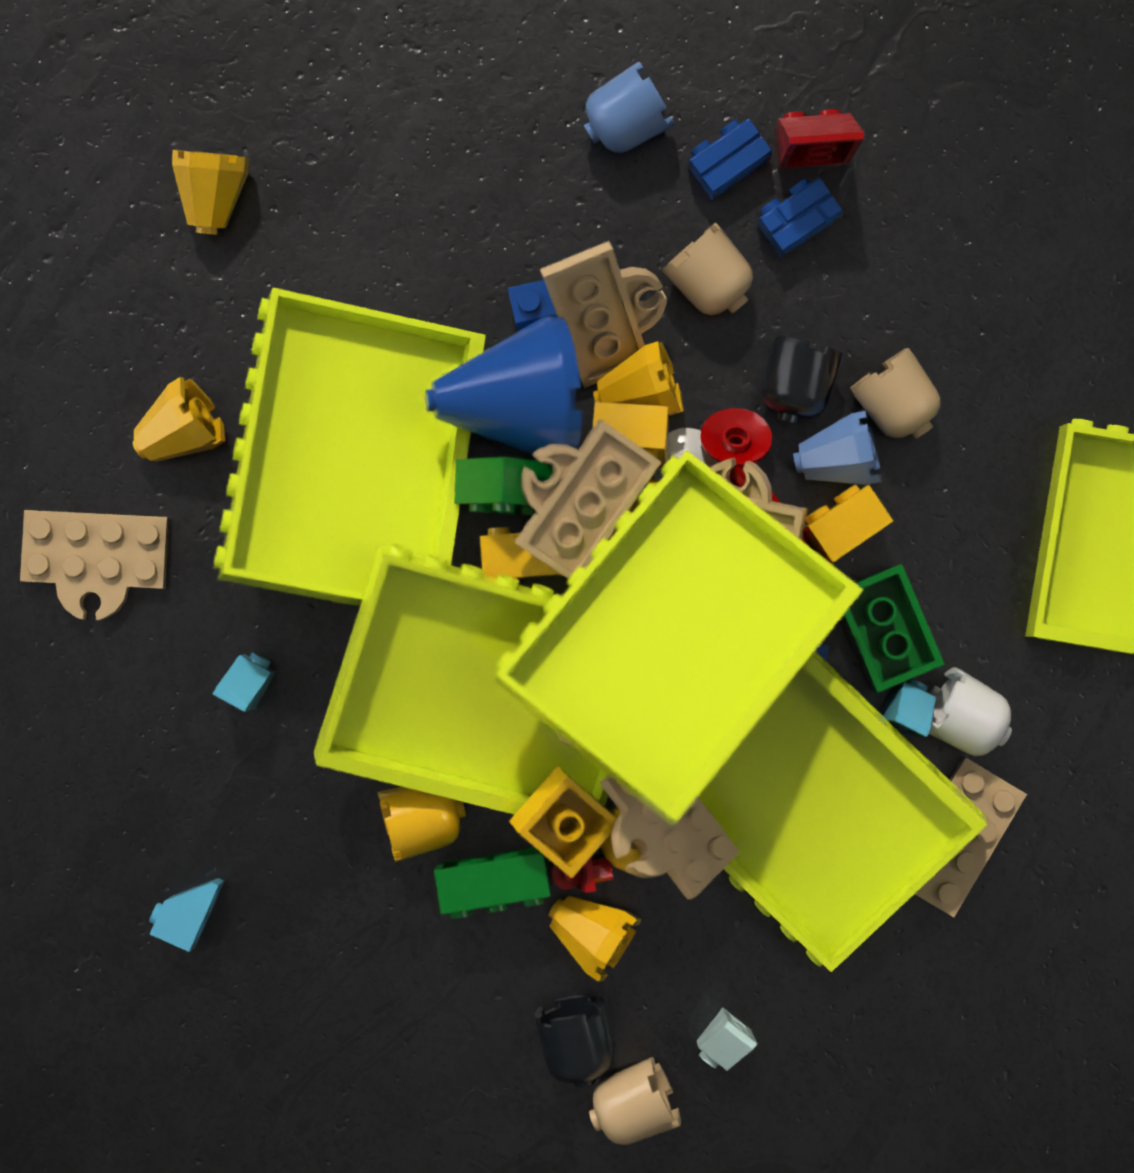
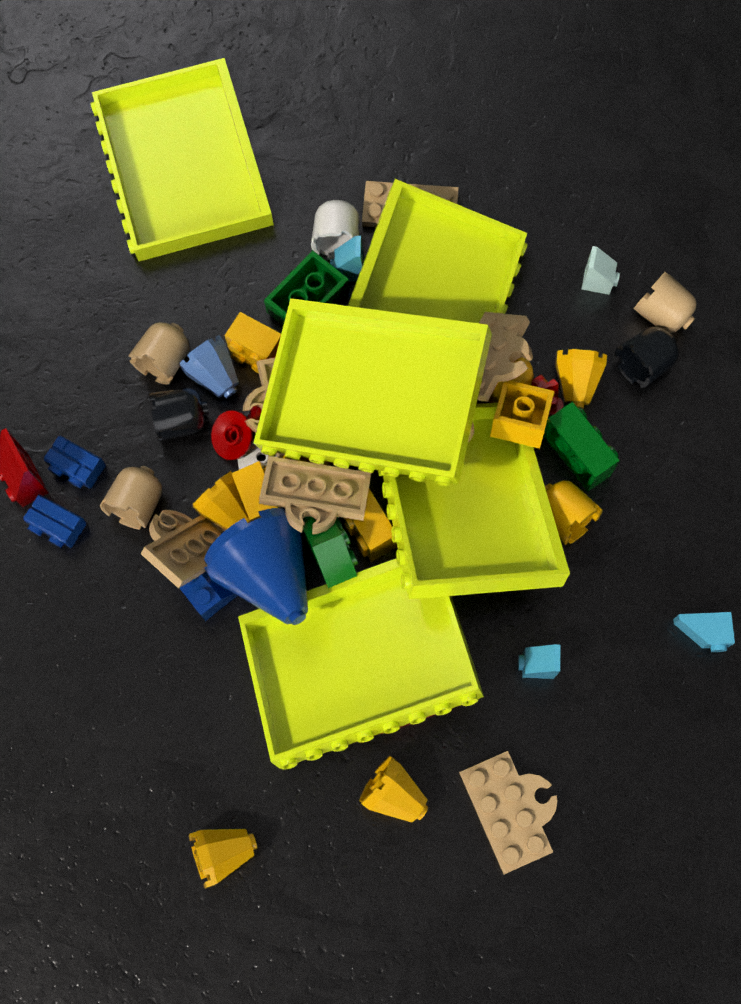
camera: 115 degrees left, 15 degrees down
(626, 111) = (49, 596): medium blue cylinder -> none

